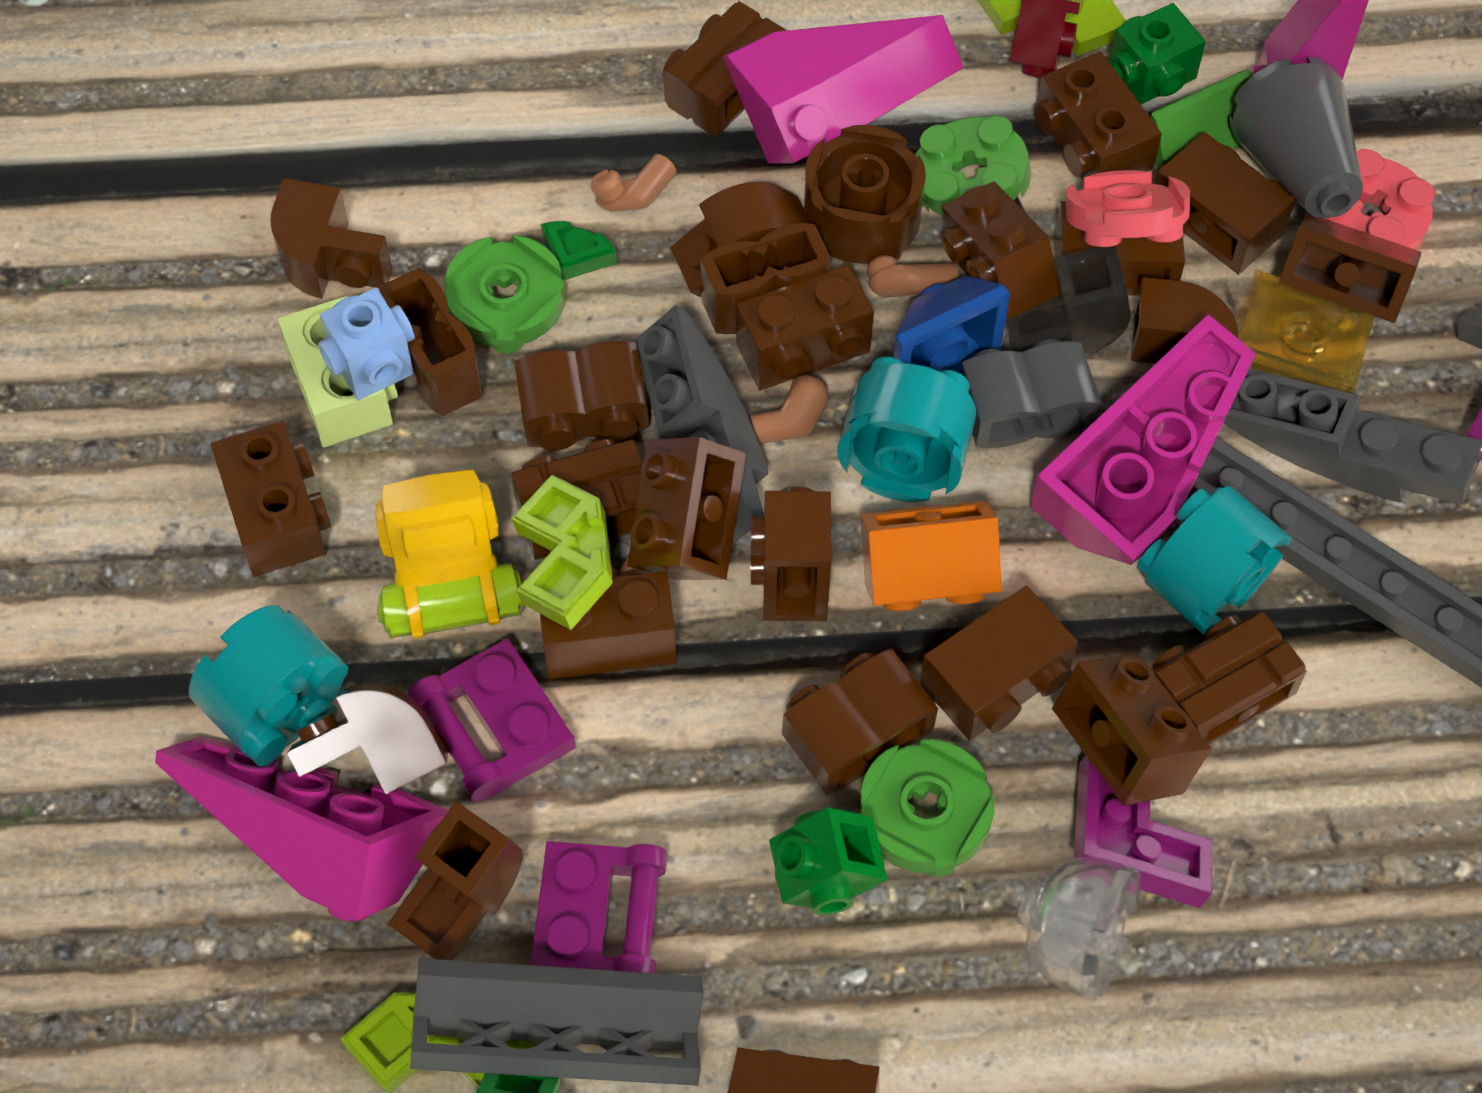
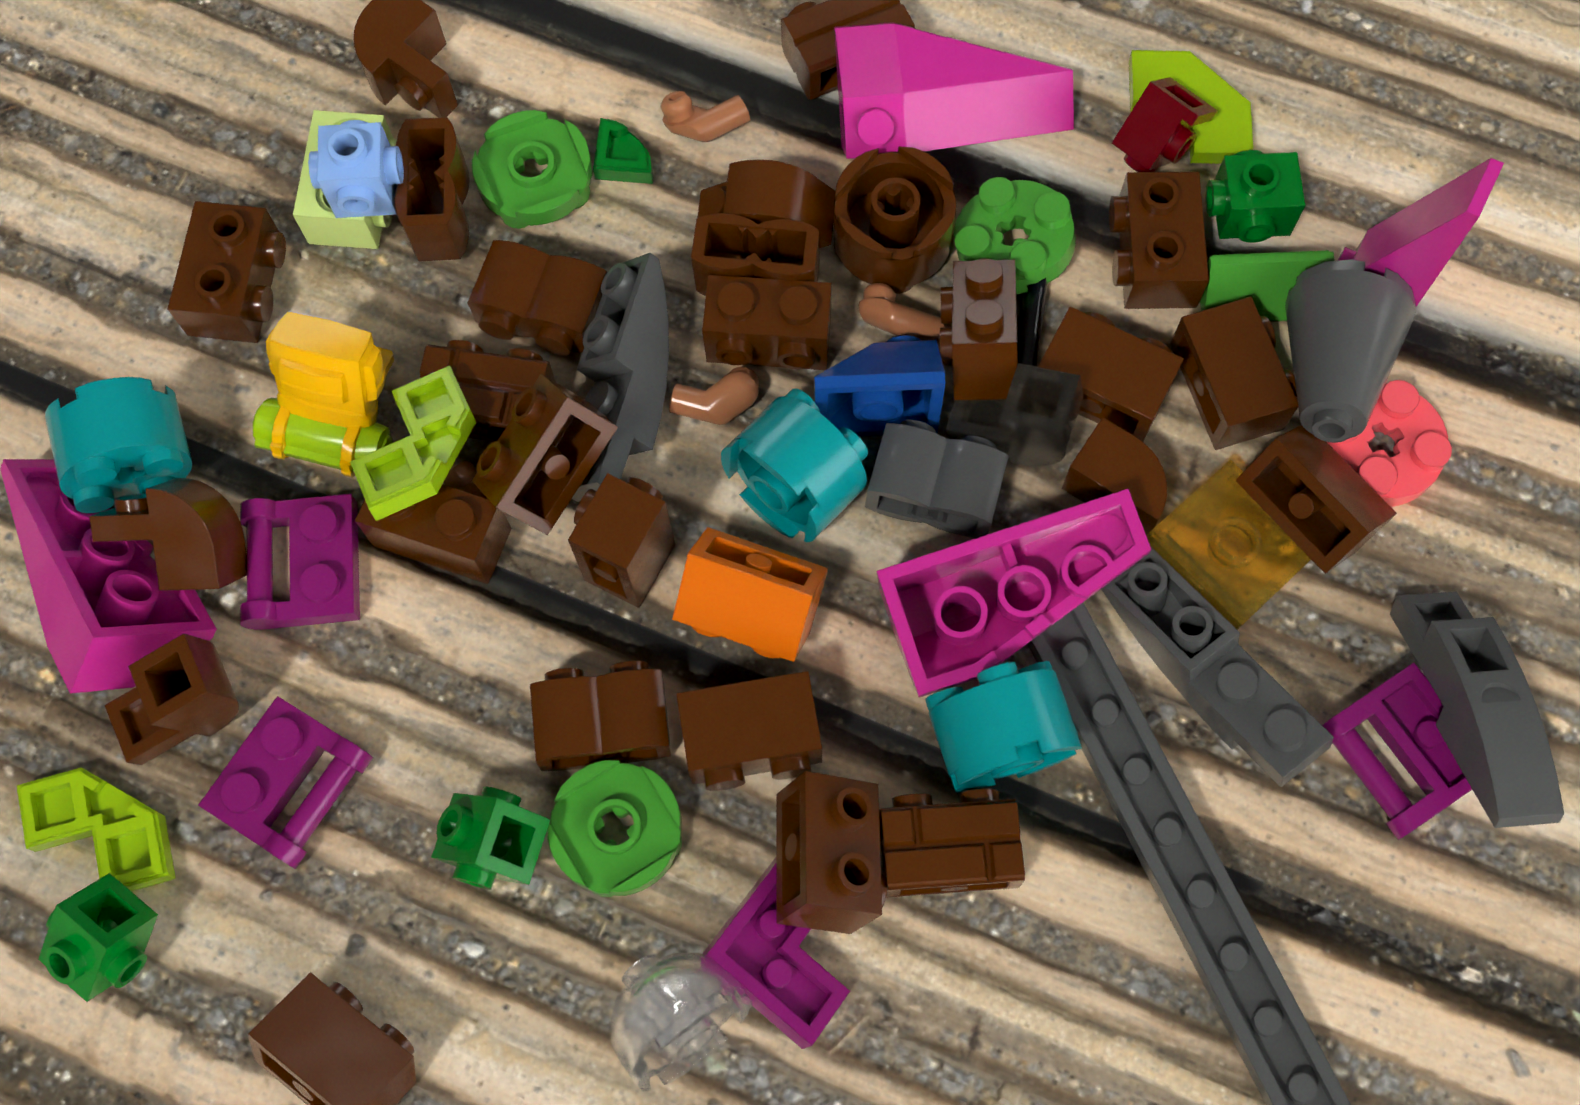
camera: 30 degrees right, 10 degrees up
(556, 1013) = (179, 850): dark grey fence -> none
(1128, 206) = (1116, 345): coral plate -> none

